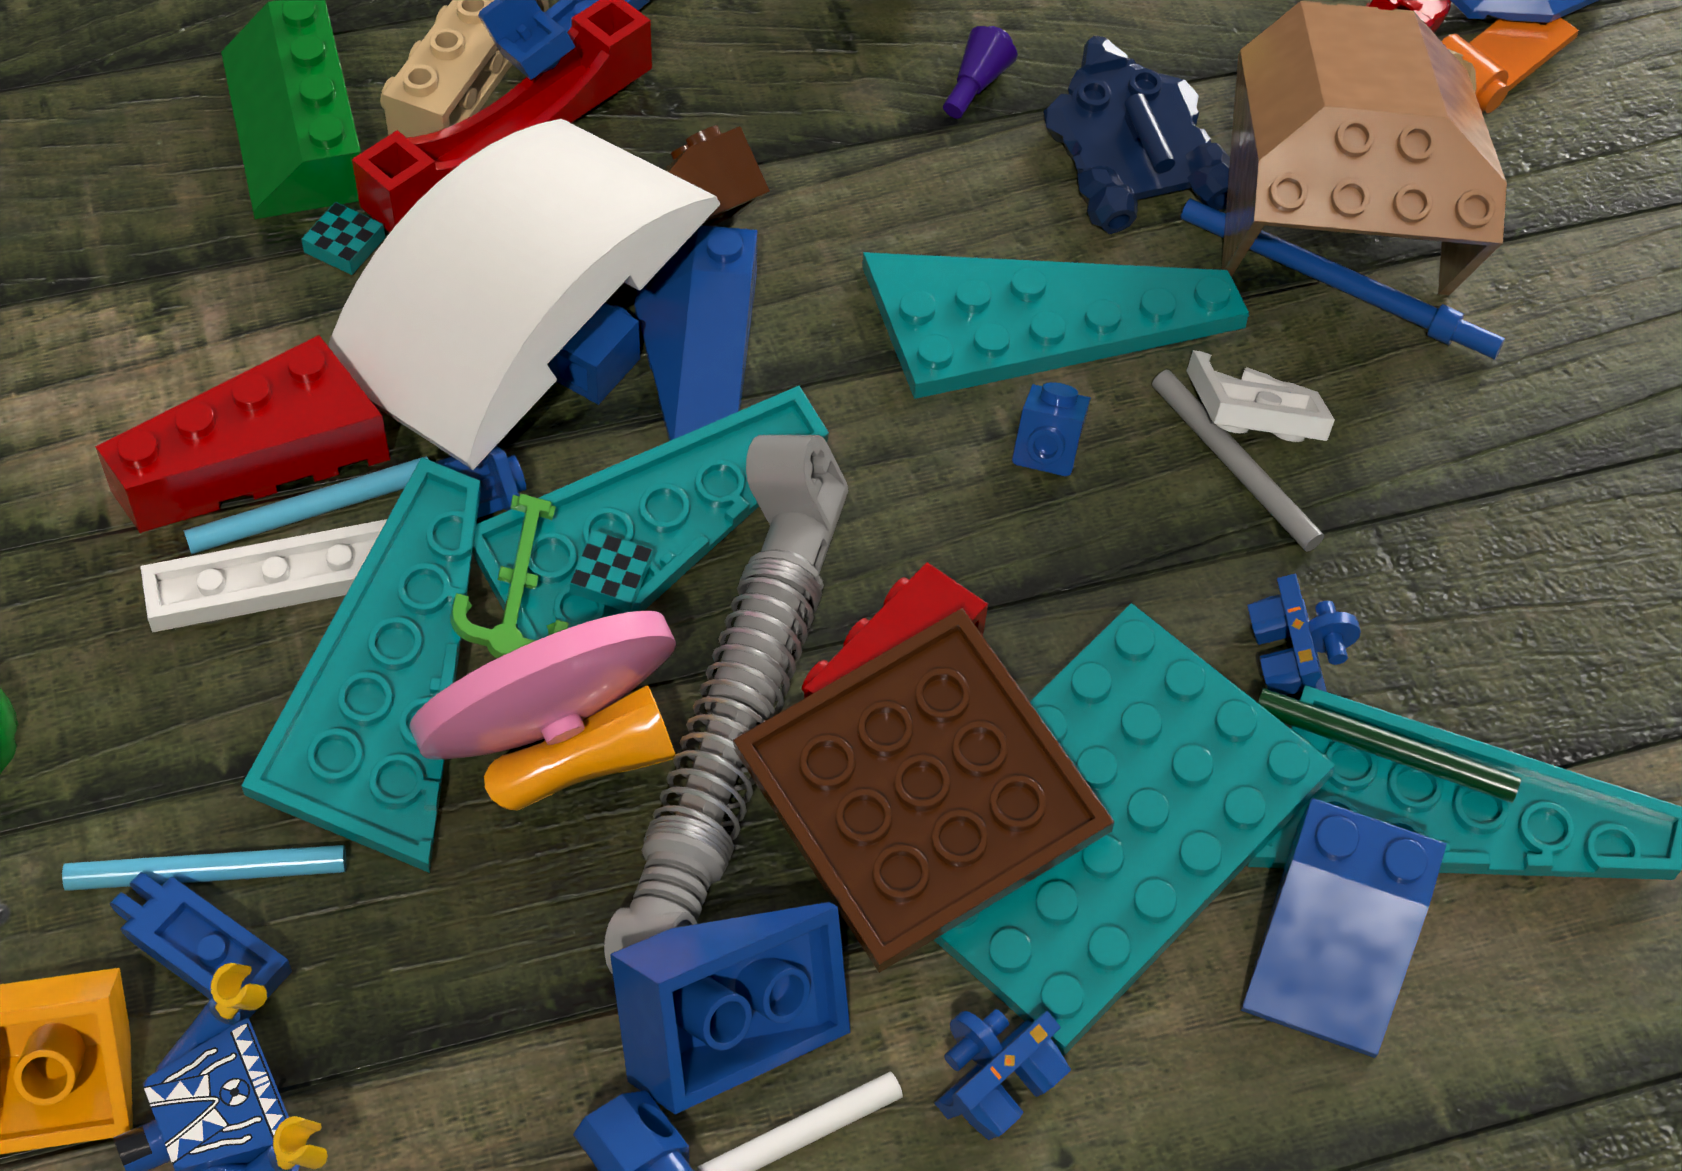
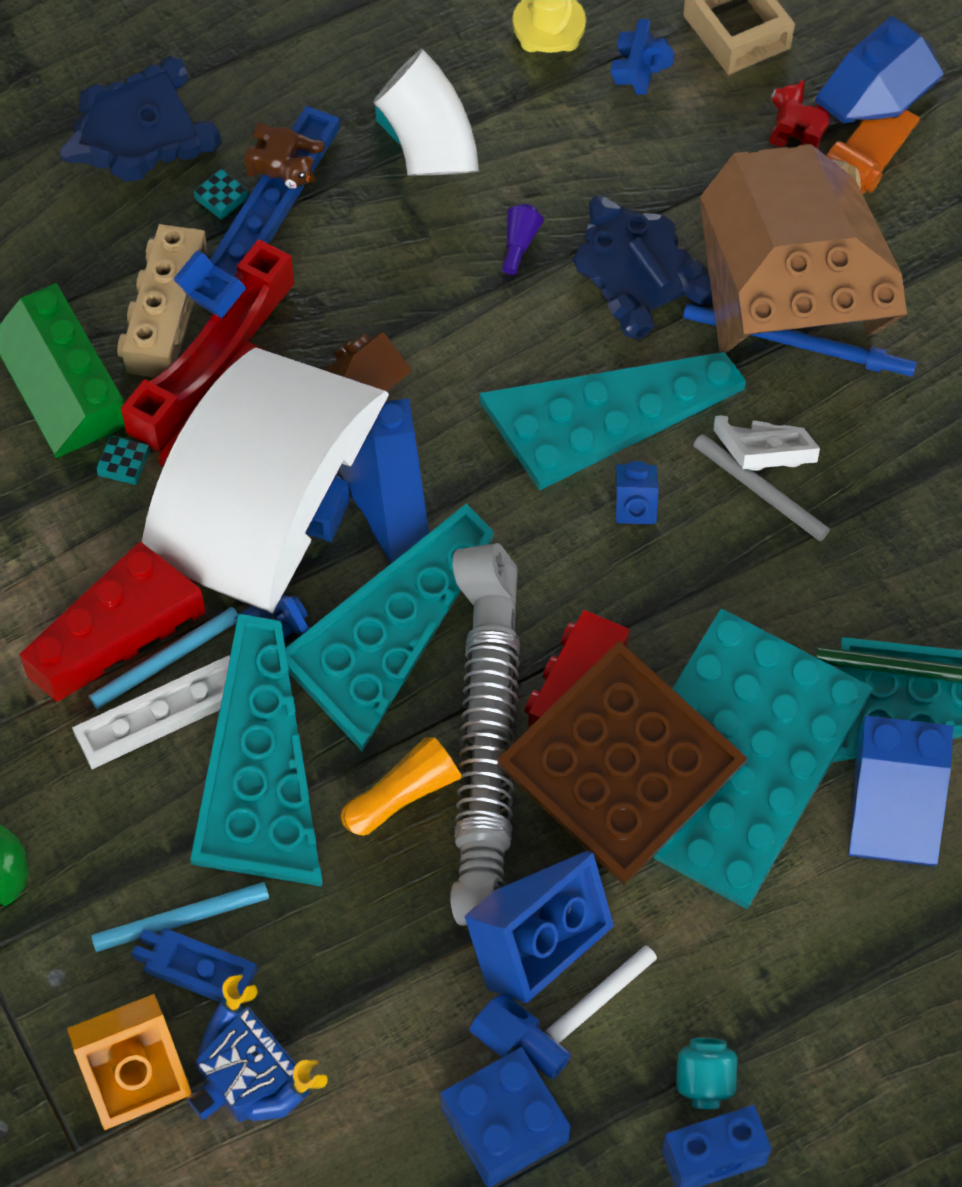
camera: 10 degrees left, 5 degrees up
(505, 636) = (328, 724): bright green piece -> none
(543, 687) = (375, 759): bright pink dish -> none
(611, 571) = (381, 661): teal tile -> none
(1024, 1051) = (724, 913): blue hips -> none
(1287, 617) = (819, 591): blue hips -> none

